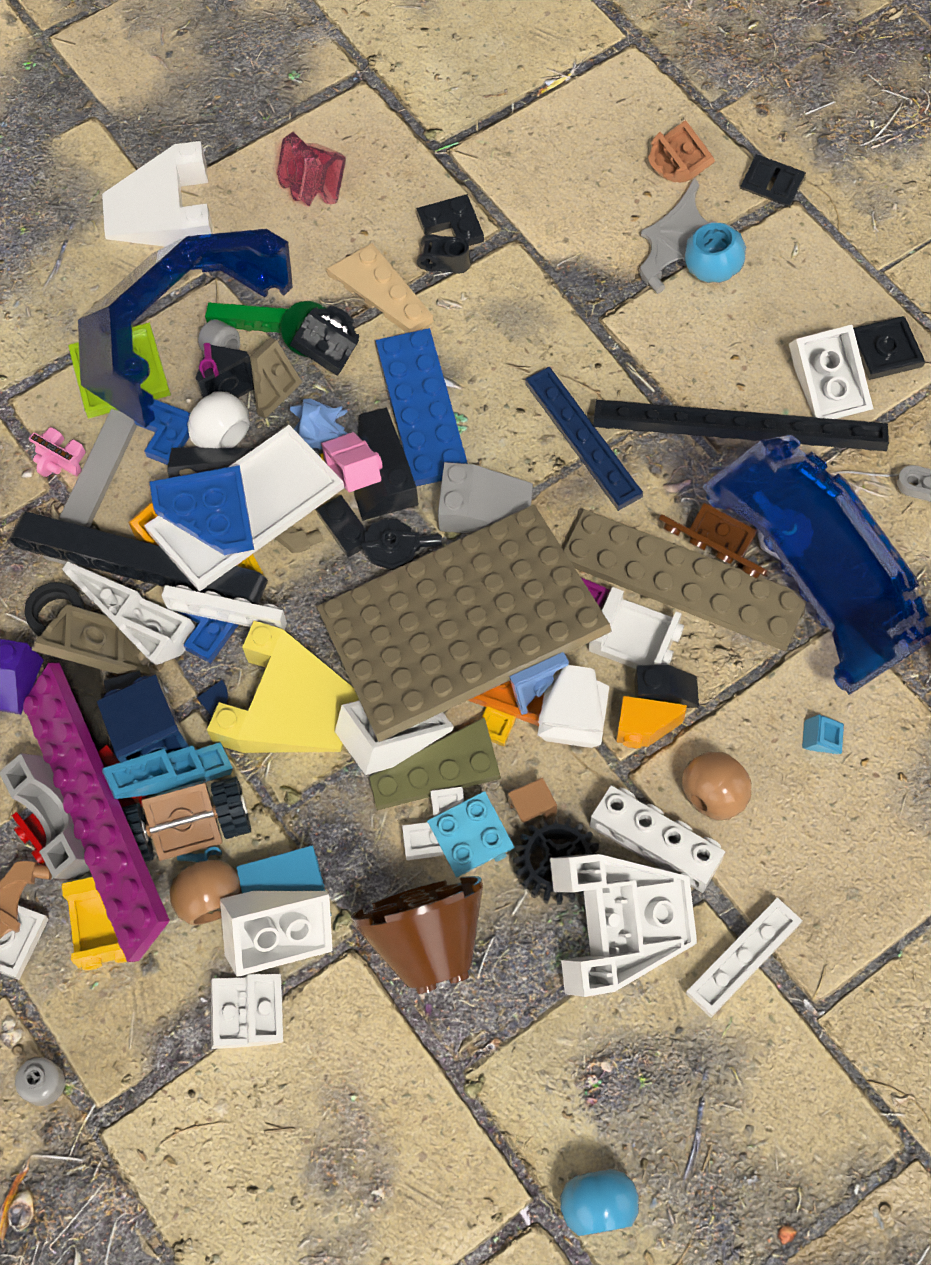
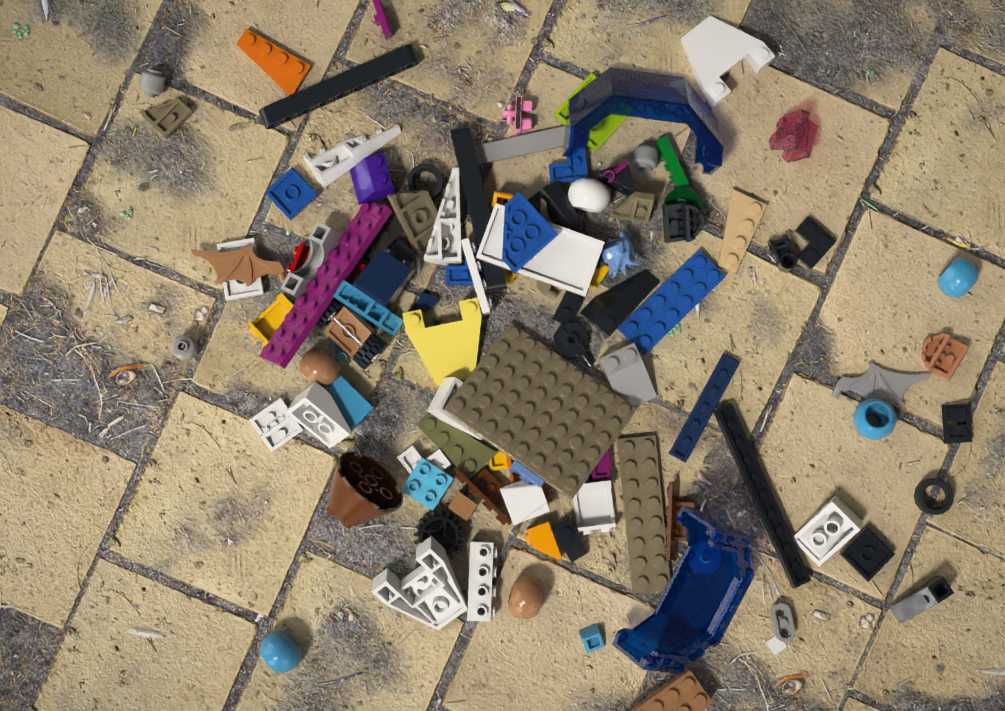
camera: 55 degrees right, 20 degrees up
(352, 461) = (603, 290): bright pink piece -> none
(530, 757) = (488, 489): none -> reddish brown bracket
(595, 92) = (958, 277): none -> dark azure piece
(743, 957) = (443, 658): white plate -> none
(852, 226) = (949, 496): none -> black tyre

